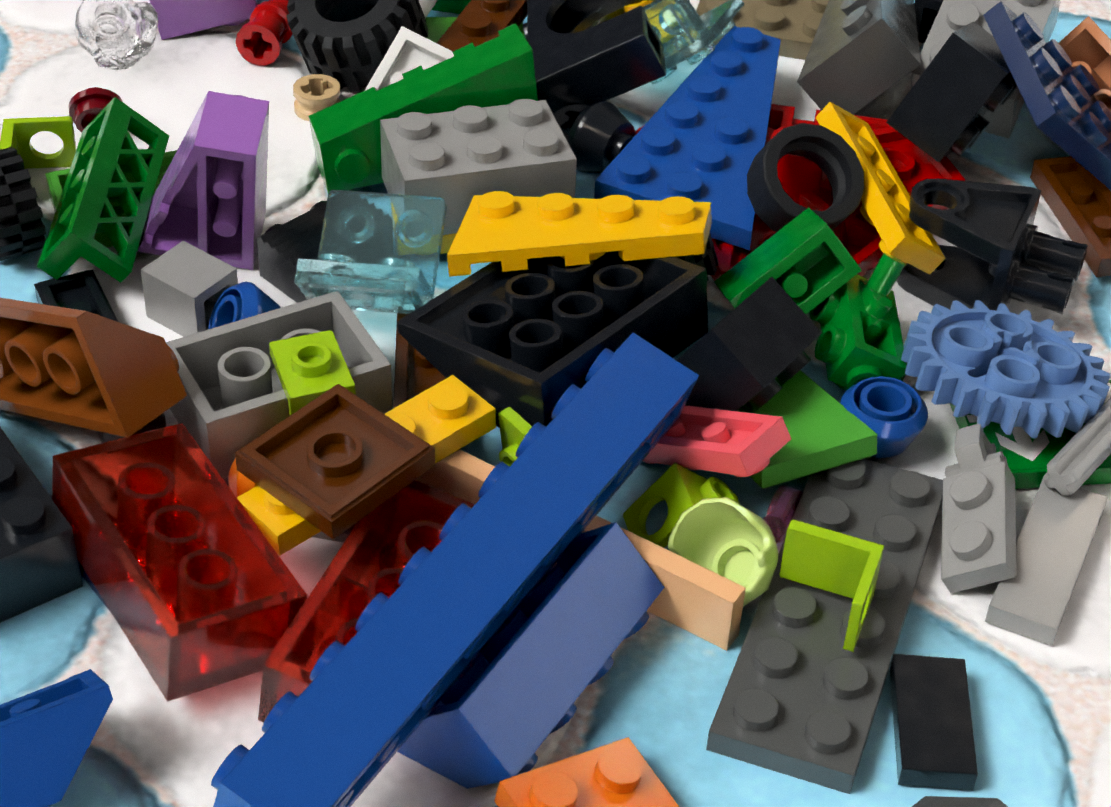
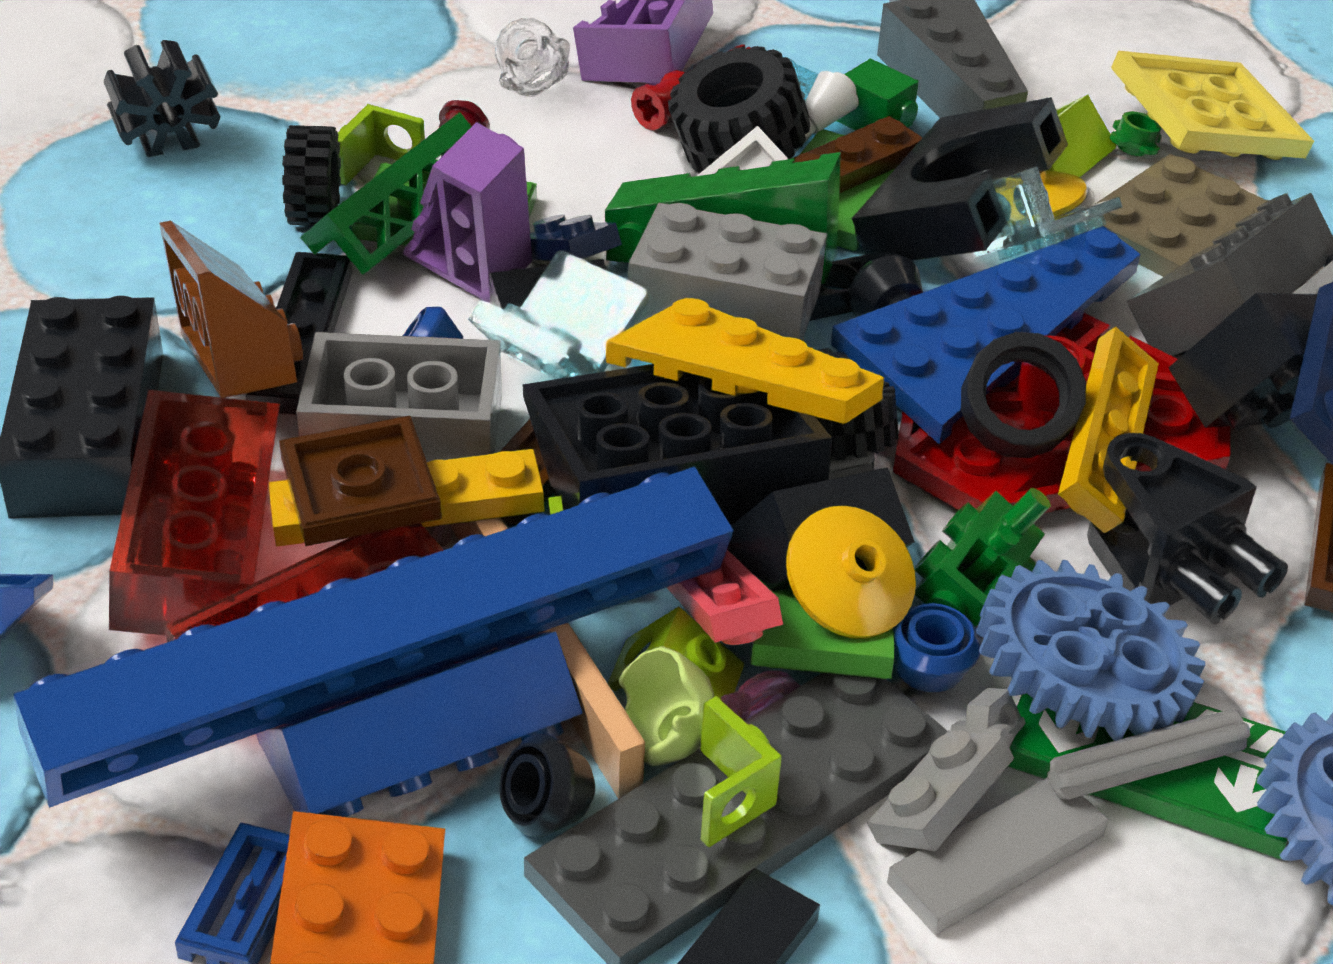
camera: 30 degrees right, 0 degrees up
(184, 288) = (401, 291): light grey brick -> none
(306, 181) = (576, 236): none -> dark blue plate
(309, 367) = (424, 396): lime bracket -> none
(314, 94) = (665, 163): tan bush -> none
(679, 663) = (545, 785): none -> black cone
(800, 376) = (833, 585): none -> yellow dish
(802, 259) = (948, 472): green brick -> none

